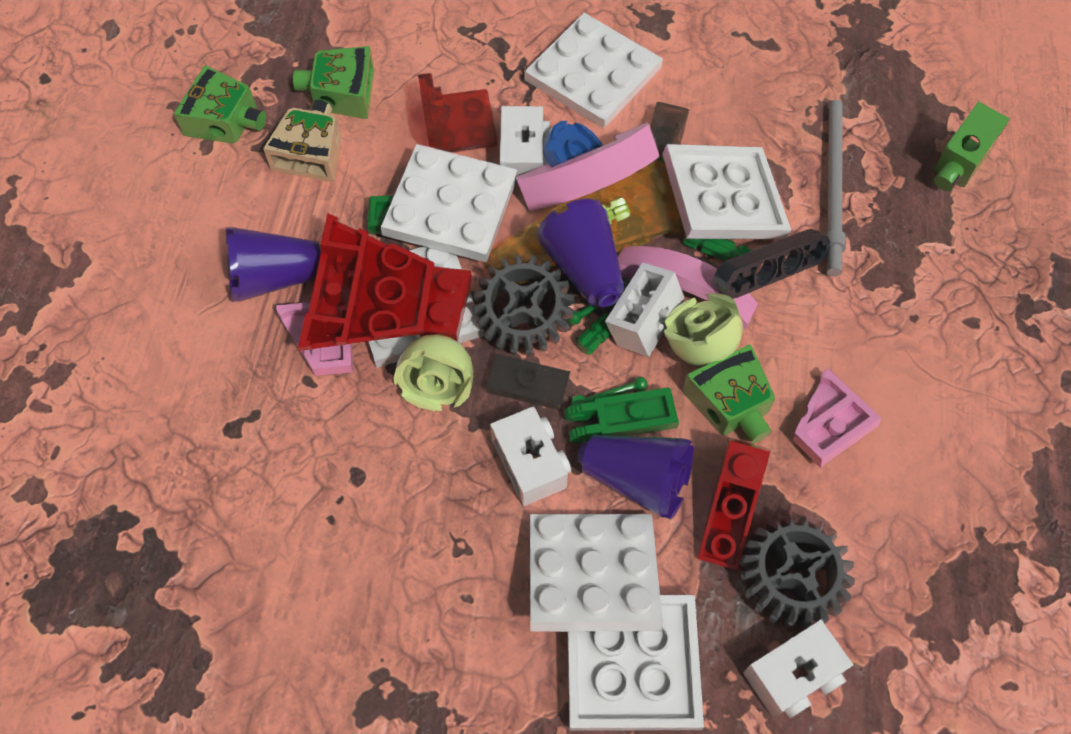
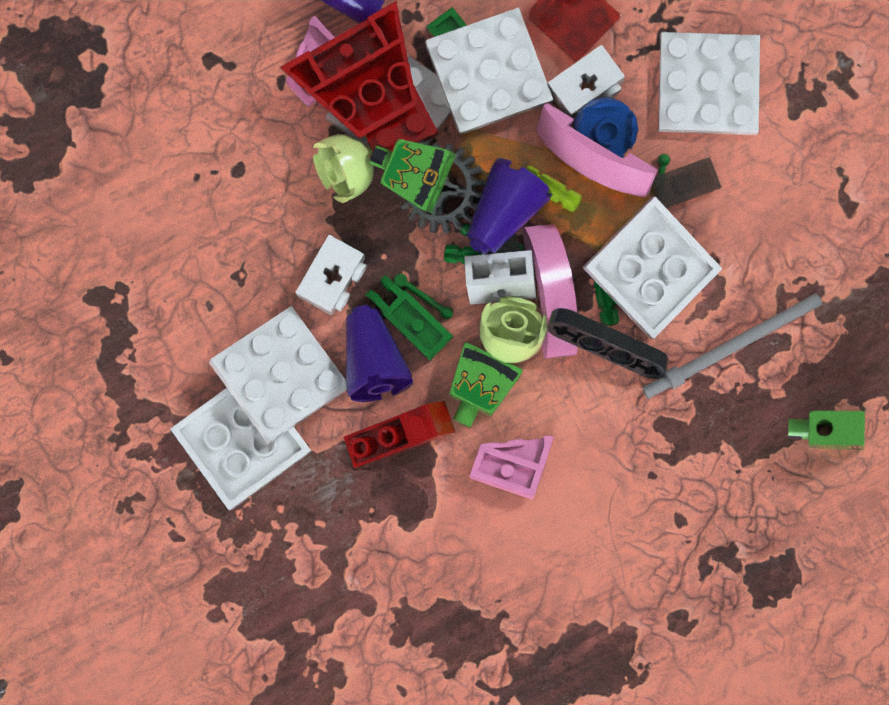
camera: 55 degrees right, 20 degrees up
(494, 302) = (414, 171): none -> torso
(528, 382) = (389, 234): clear smoke plate -> none
(815, 652) = (293, 533): white brick -> none
(825, 554) = (384, 493): dark grey gear -> none

